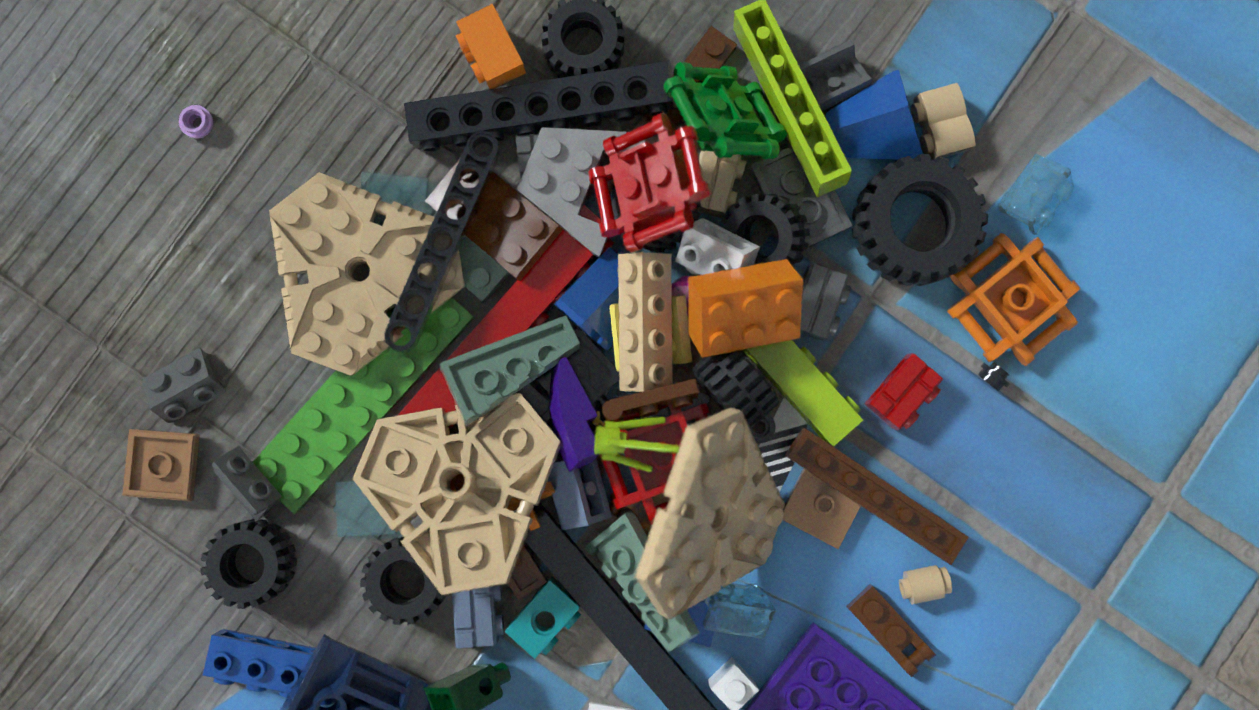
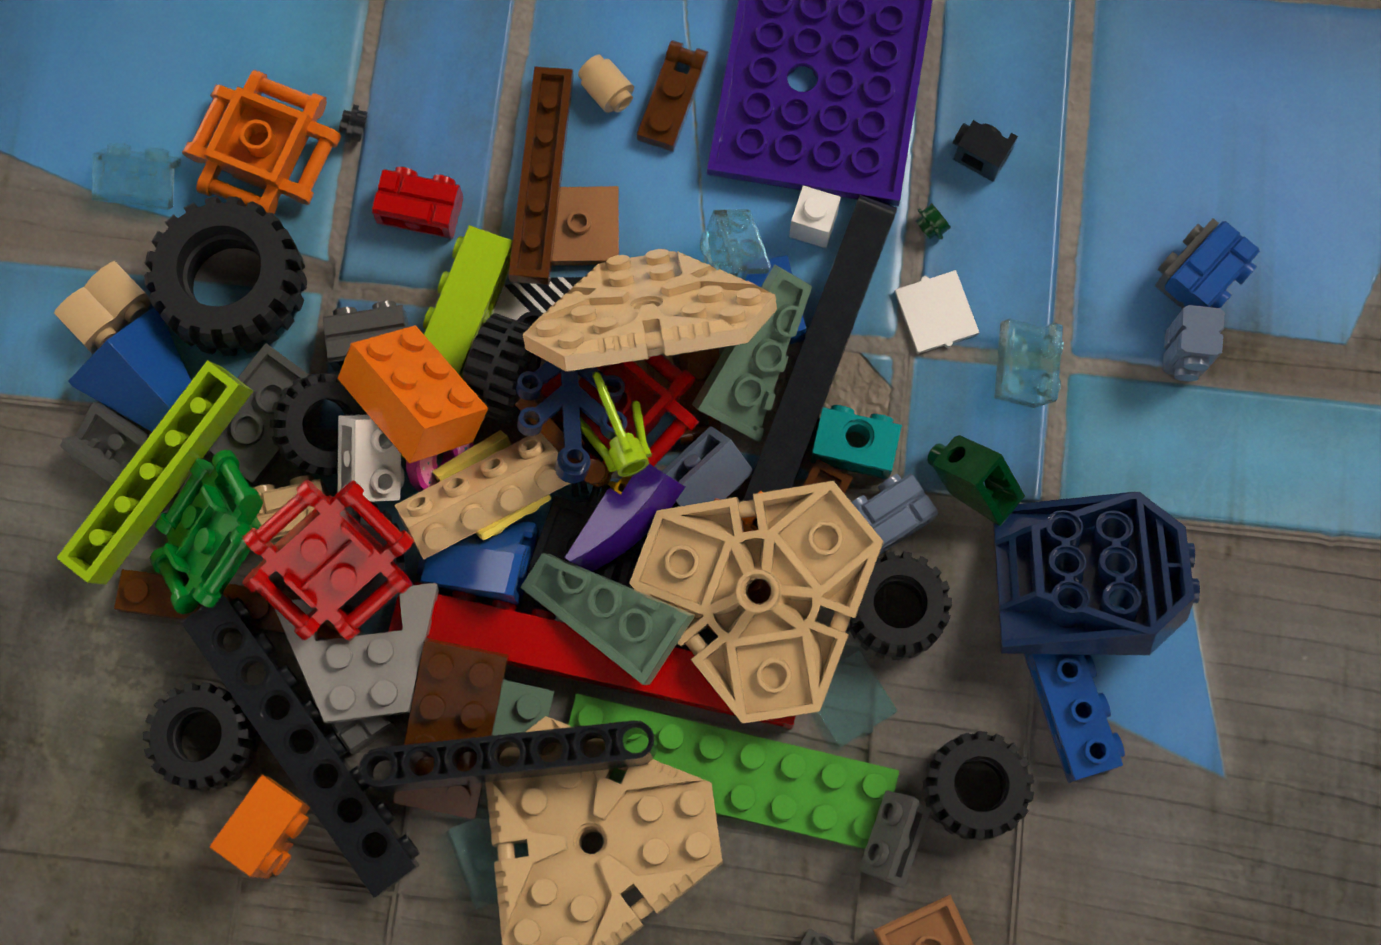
camera: 110 degrees left, 10 degrees down
(674, 422) = (571, 400): none -> dark blue plant

